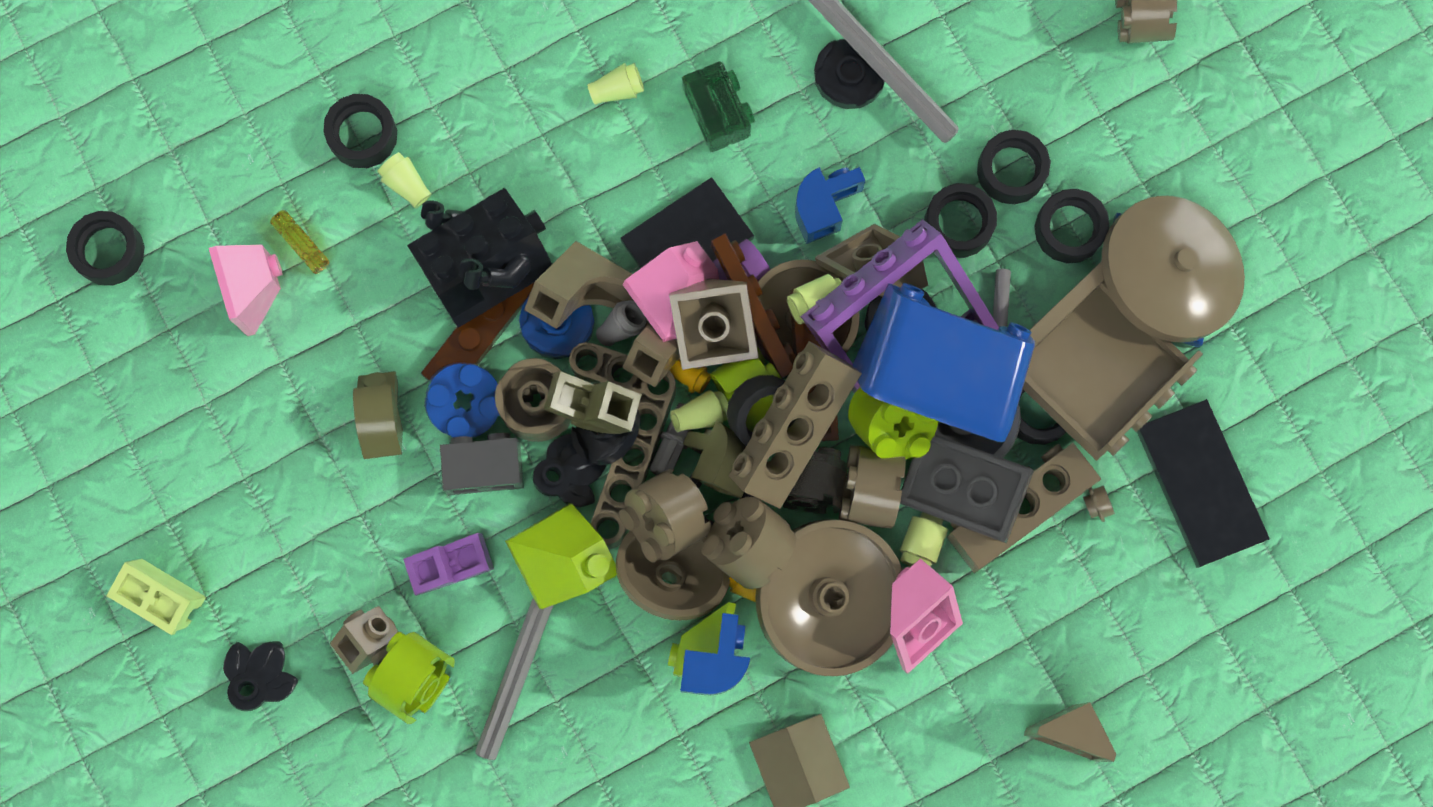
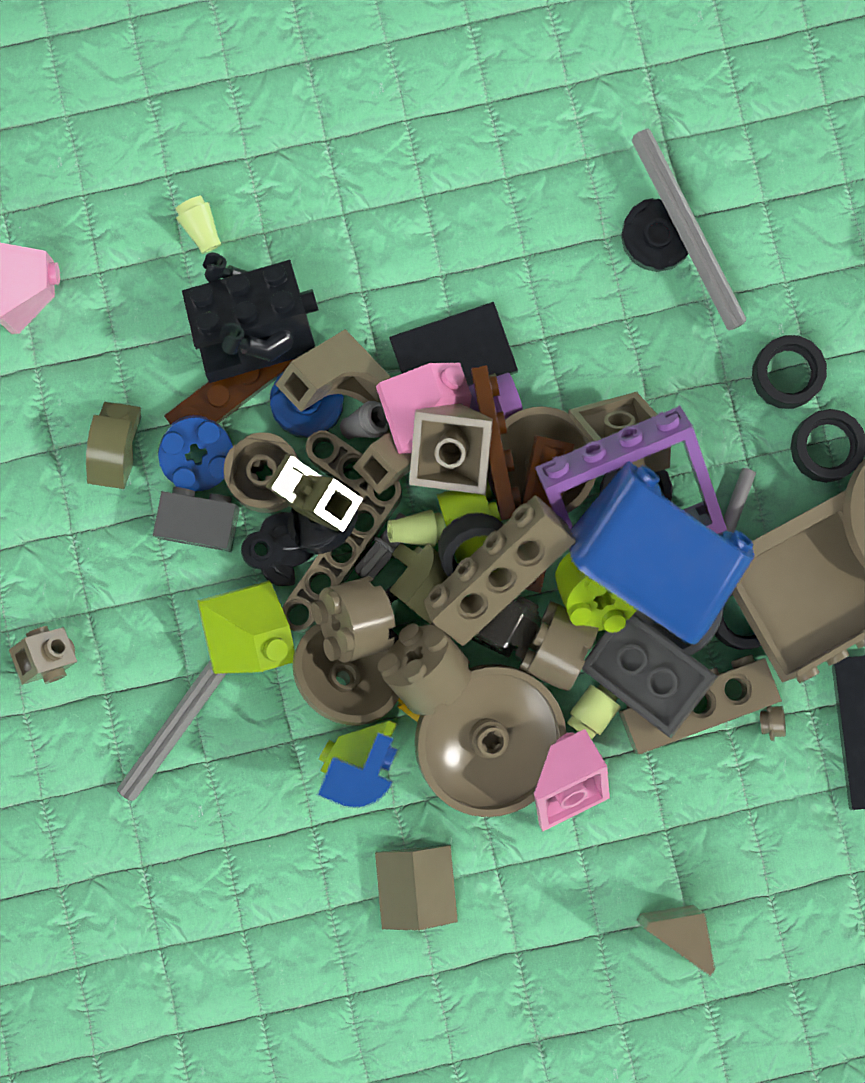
camera: 20 degrees right, 5 degrees up
(299, 241) = (84, 256): clear yellow axle -> none
(341, 111) = (157, 139): black tyre -> none
(408, 676) = (73, 702): lime brick -> none
(448, 564) = (140, 605): medium lavender slope -> none
(616, 85) = (431, 185): yellowish green cone -> none
(694, 378) = (421, 495): yellow pin -> none
(717, 105) = (519, 233): clear green brick -> none
(805, 296) = (552, 446): yellowish green brick -> none
(816, 201) = (586, 353): blue brick -> none
(974, 196) = (739, 388): black tyre -> none

